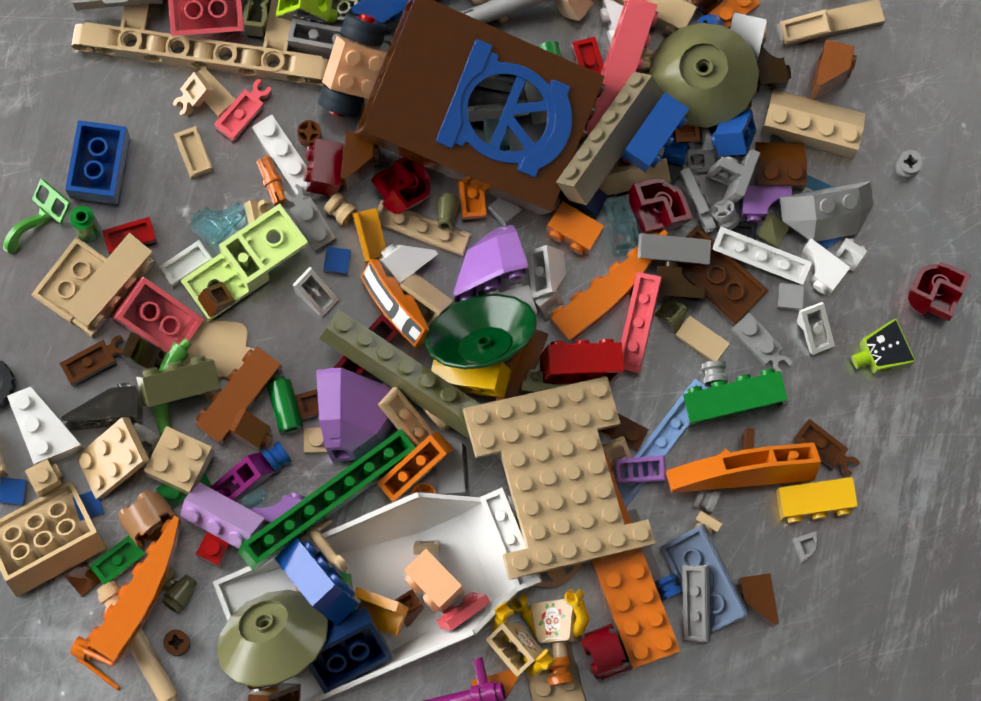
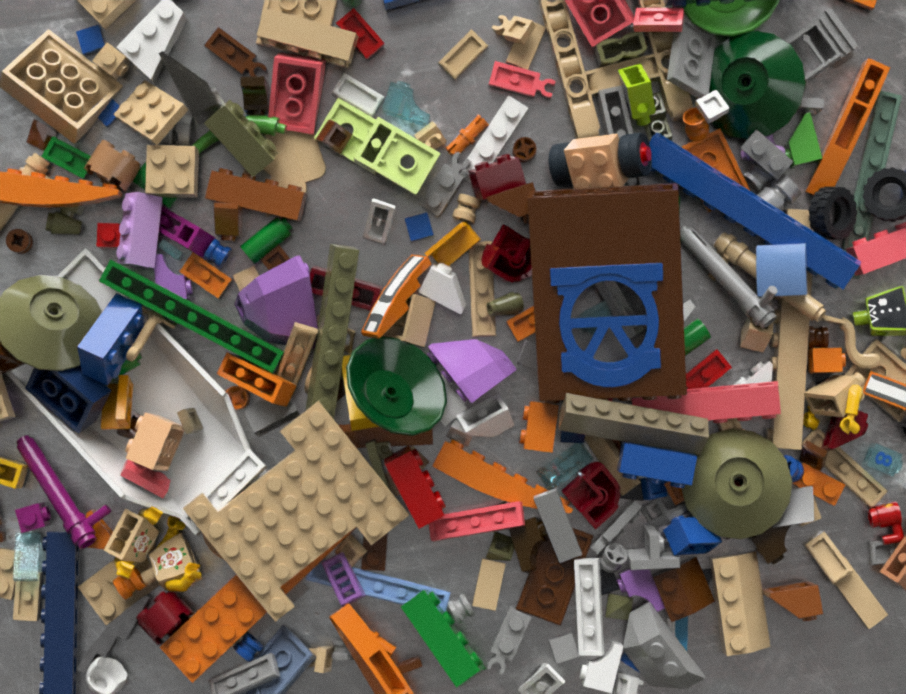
camera: 70 degrees right, 10 degrees up
(292, 477) = (205, 275): none -> orange plate

